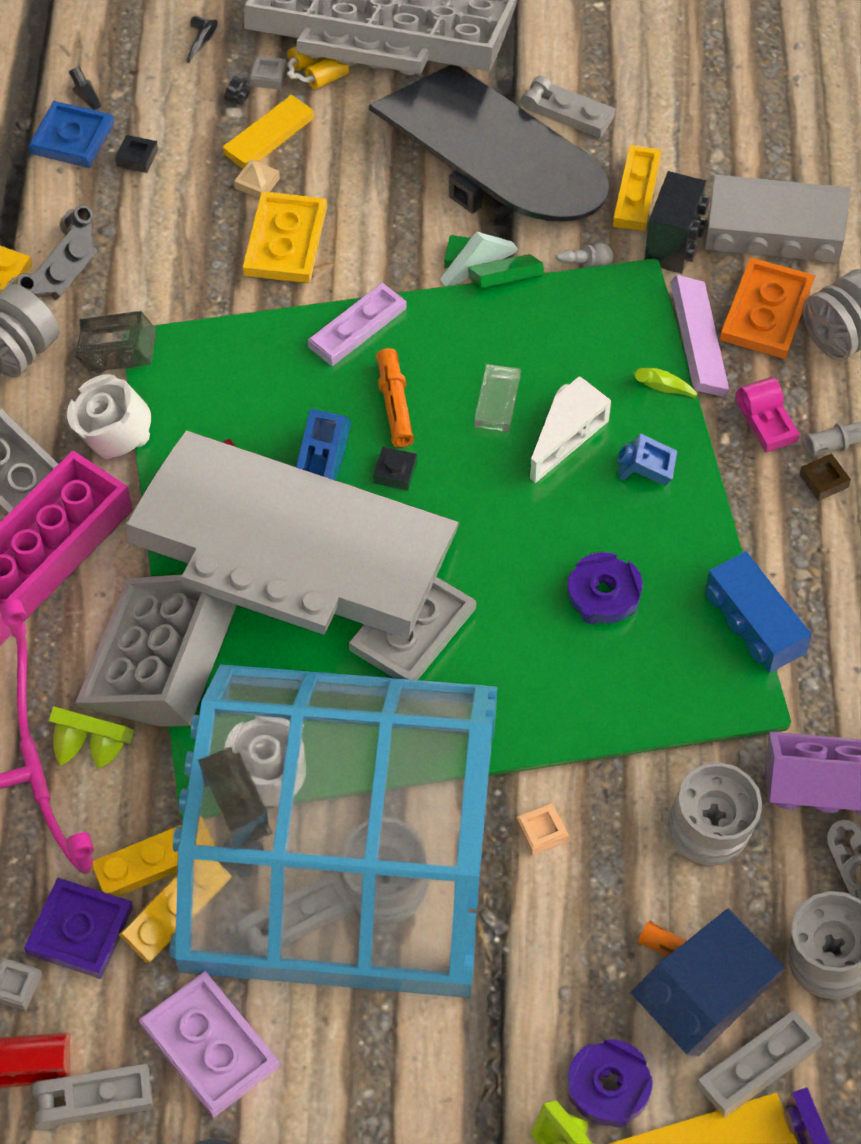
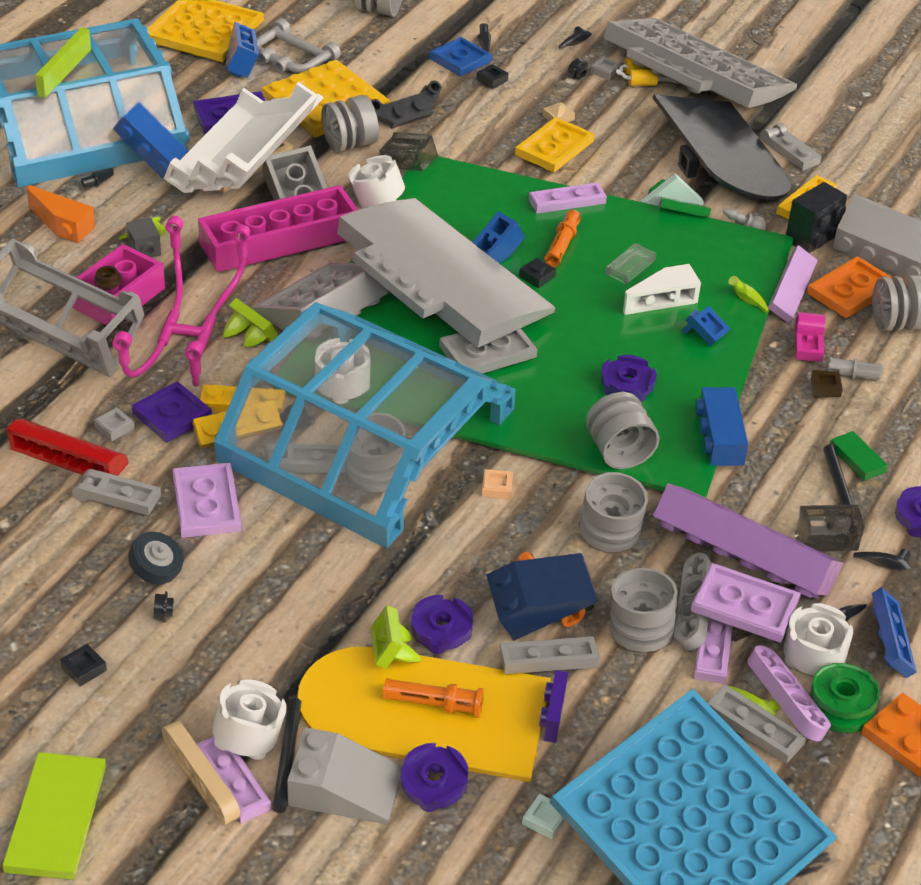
camera: 25 degrees right, 15 degrees down
(235, 796) = (296, 346): clear smoke window -> none
(269, 132) = (585, 94): yellow tile -> none
(658, 687) = (622, 430): none -> light grey wheel

